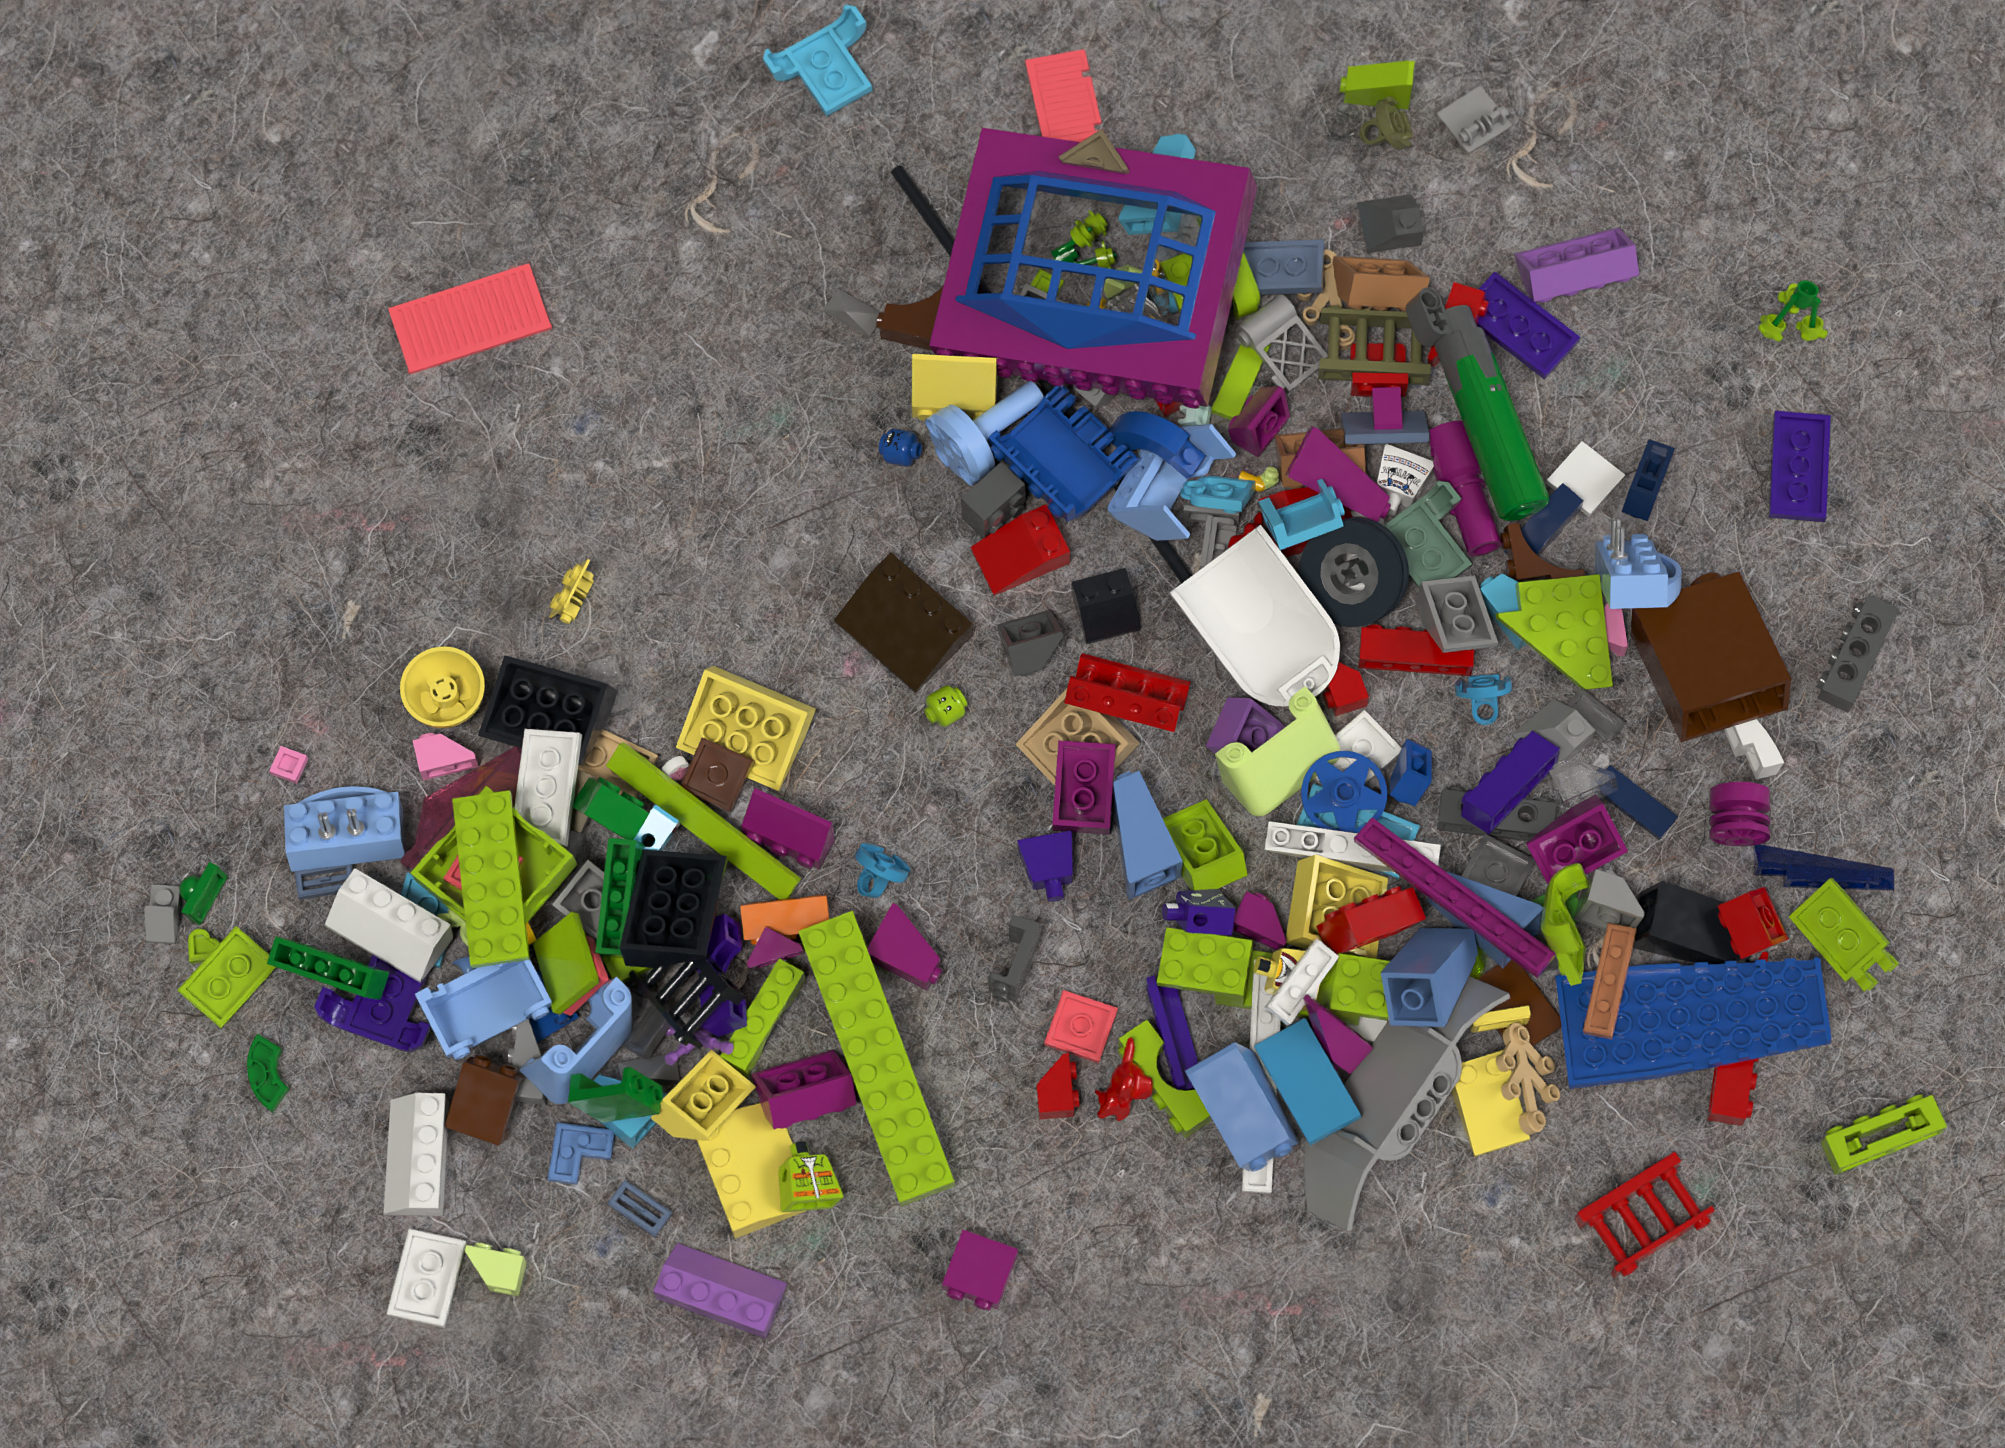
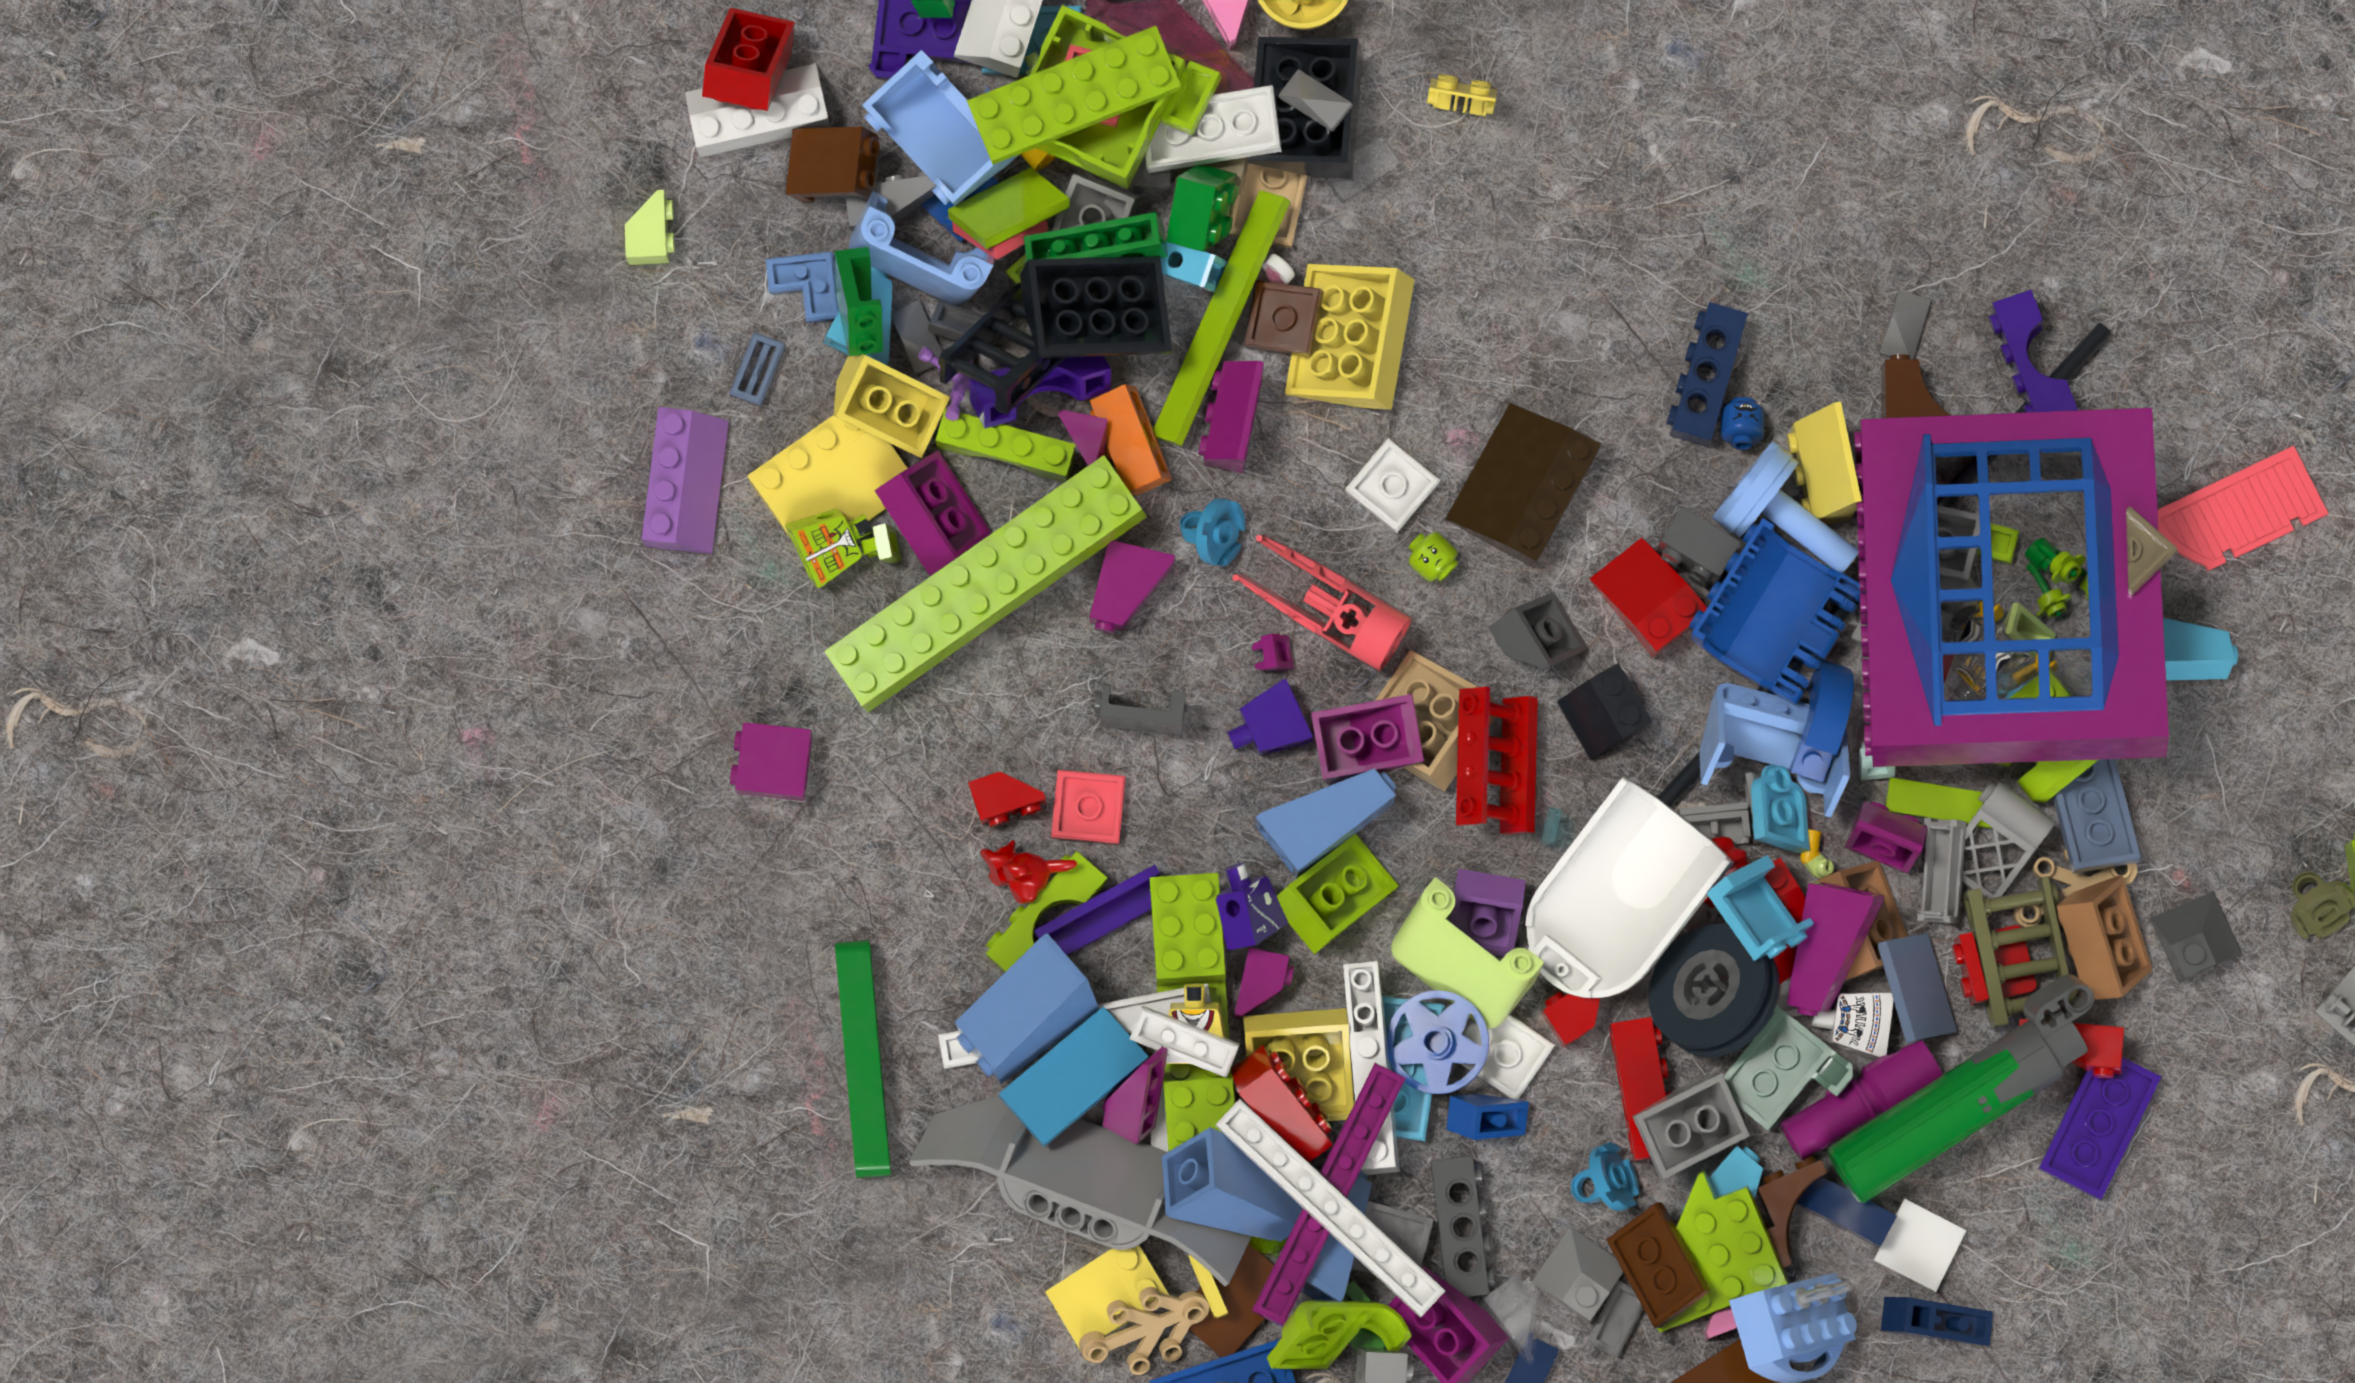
camera: 75 degrees right, 10 degrees up
(376, 1145) = (748, 59): none -> red brick
(426, 1278) = (624, 159): white tile -> none
(524, 798) = (1190, 103): none -> lime tile
(547, 698) = (1315, 100): none -> light grey slope
(819, 1138) = (882, 544): none -> lime tile
(822, 437) = (1729, 326): none -> dark blue brick
(825, 63) = (2218, 206): medium azure piece -> none
(876, 228) = (2018, 323): none -> dark purple arch
(877, 725) = (1392, 485): none -> white tile
(992, 845) = (1276, 653): none -> magenta tile
(999, 762) = (1376, 633): none -> coral piece
(1188, 669) = (1550, 827): none -> clear light blue tile
(1248, 1255) = (862, 1059): none -> green beam
(1298, 386) = (1943, 871): none -> light grey container
(1386, 408) = (1936, 984): magenta slope -> none
(1467, 896) = (1330, 1208): none -> white tile
(1509, 782) = (1497, 1232): dark purple brick -> none
(1561, 669) = (1658, 1265): none -> reddish brown tile
(1577, 264) = (2199, 1175): medium lavender slope -> none

